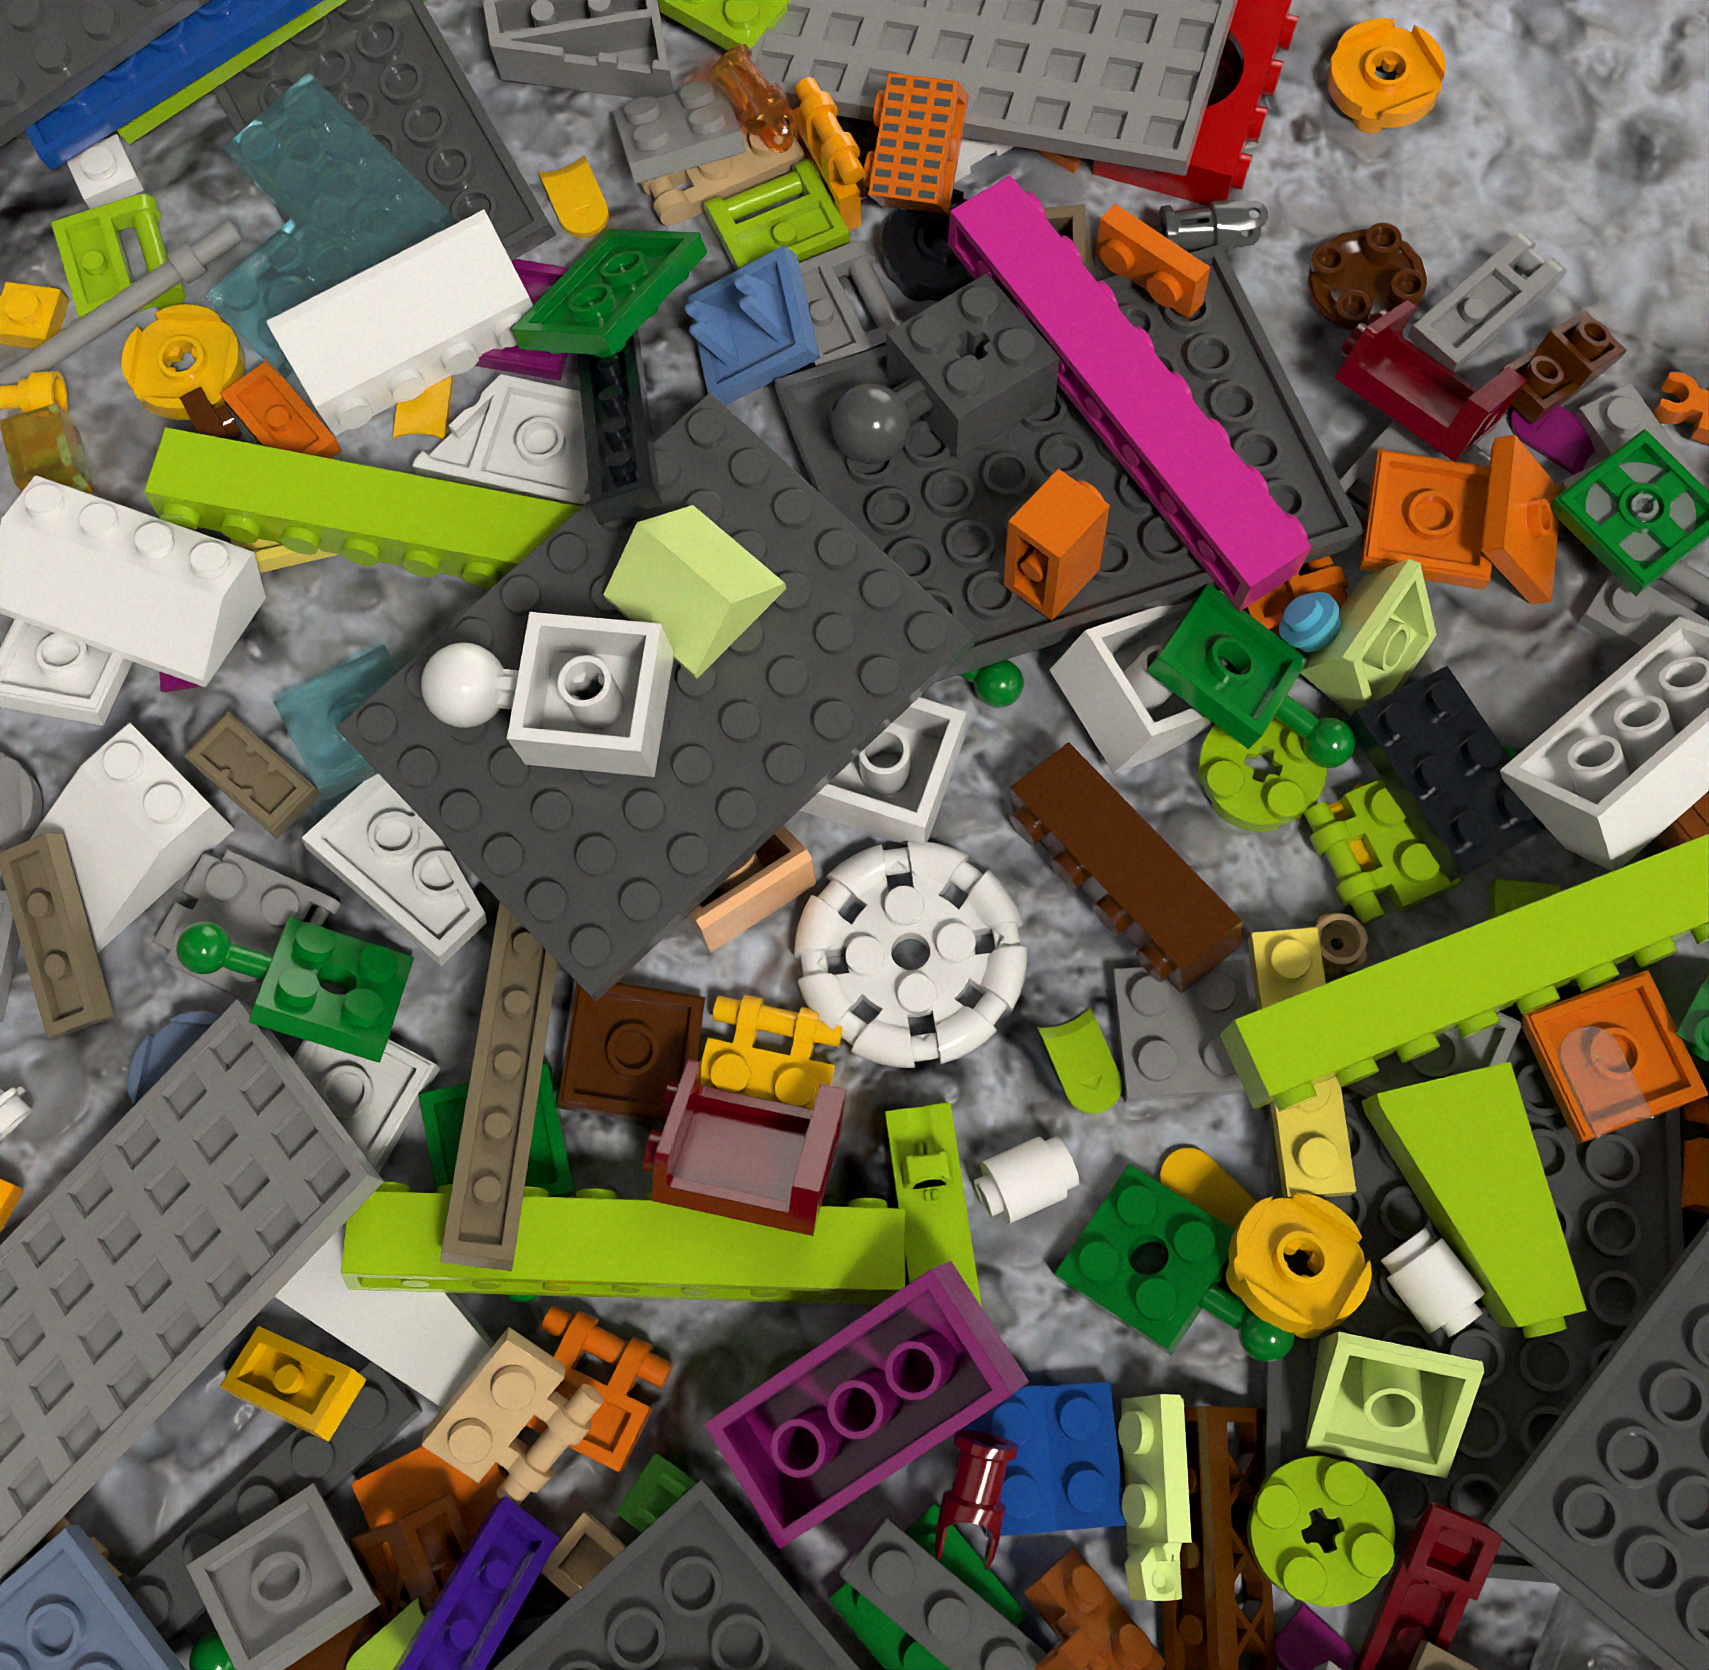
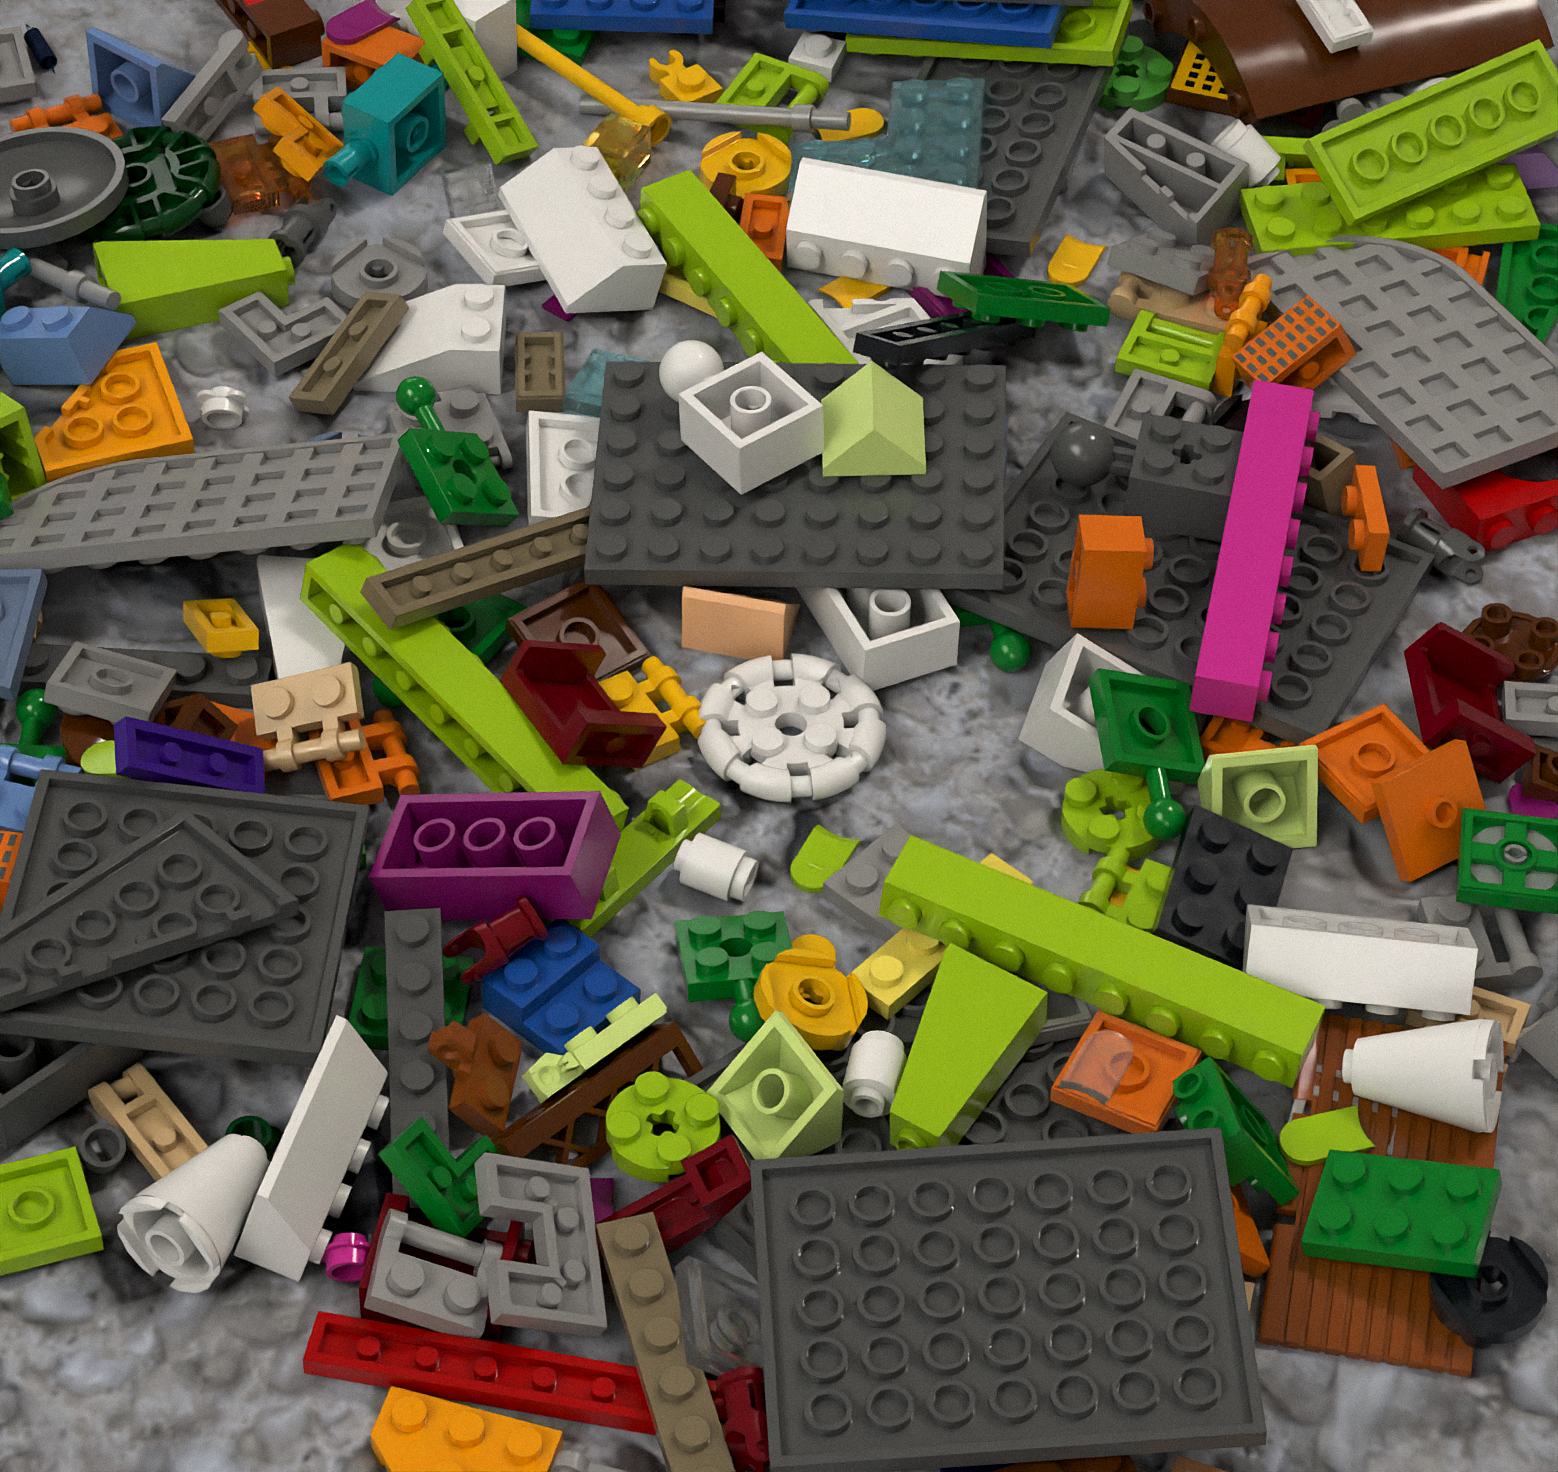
camera: 40 degrees right, 25 degrees down
(216, 209) = (864, 124): none -> yellow piece
(753, 326) = (1086, 376): medium blue plate -> none
(1124, 868) = (959, 769): reddish brown brick -> none
(1310, 622) = (1228, 743): medium azure plate -> none

